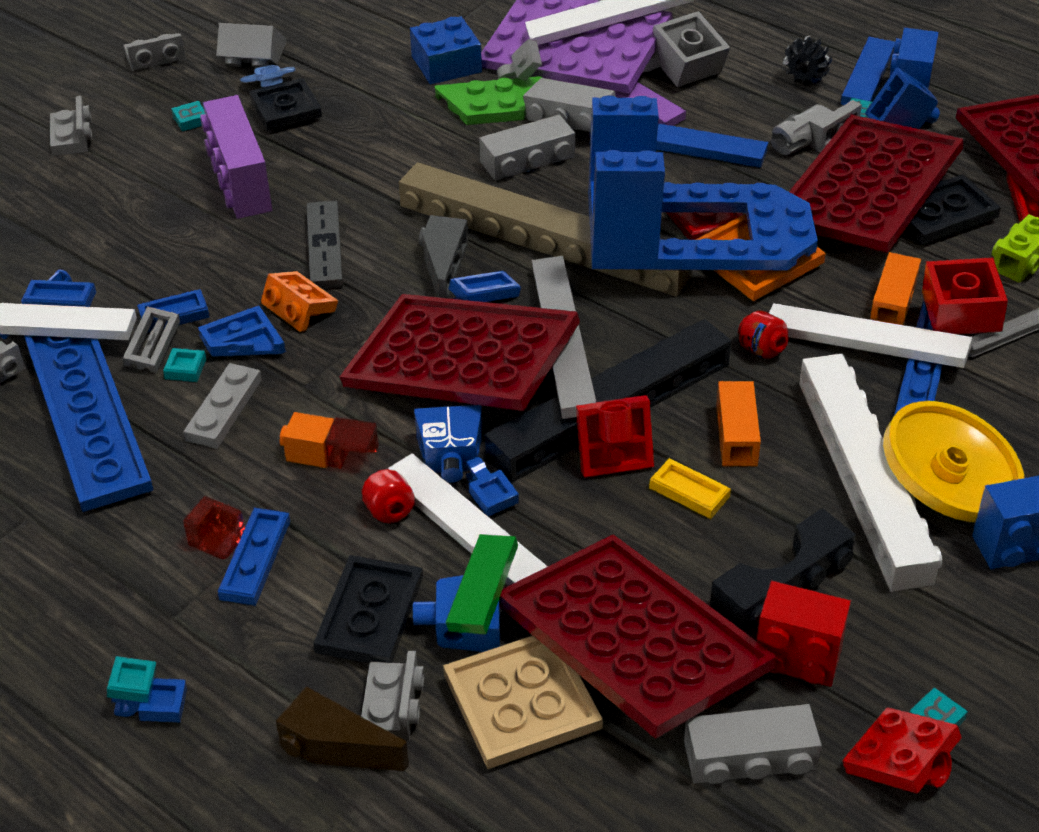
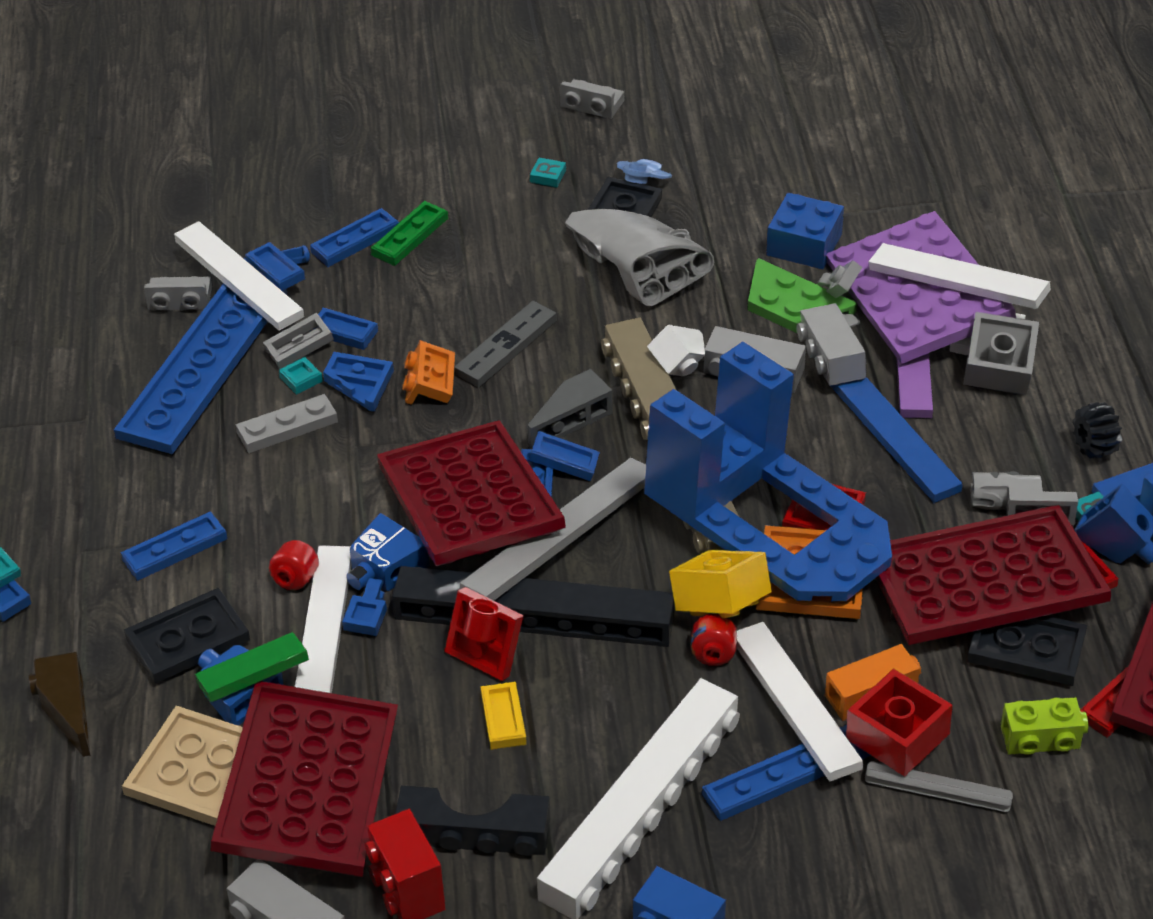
camera: 45 degrees right, 0 degrees up
(70, 129) = (451, 133): light grey bracket -> none
(89, 243) = (353, 237): none -> blue tile
(133, 215) = (409, 233): none -> green tile
(214, 527) = (167, 505): clear red panel -> none
(236, 157) = (518, 228): medium lavender brick -> none
(249, 44) = (660, 135): light grey slope -> none
(305, 439) = (300, 488): orange brick -> none
(349, 436) = (318, 504): clear red panel -> none
(373, 118) = (656, 247): none -> light grey panel
(391, 695) = (128, 704): light grey bracket -> none
(481, 165) = (678, 349): none -> white slope
(730, 289) = (720, 582): none -> yellow brick
(738, 423) = (596, 692): orange brick -> none
(948, 457) = (706, 832): yellow dish -> none

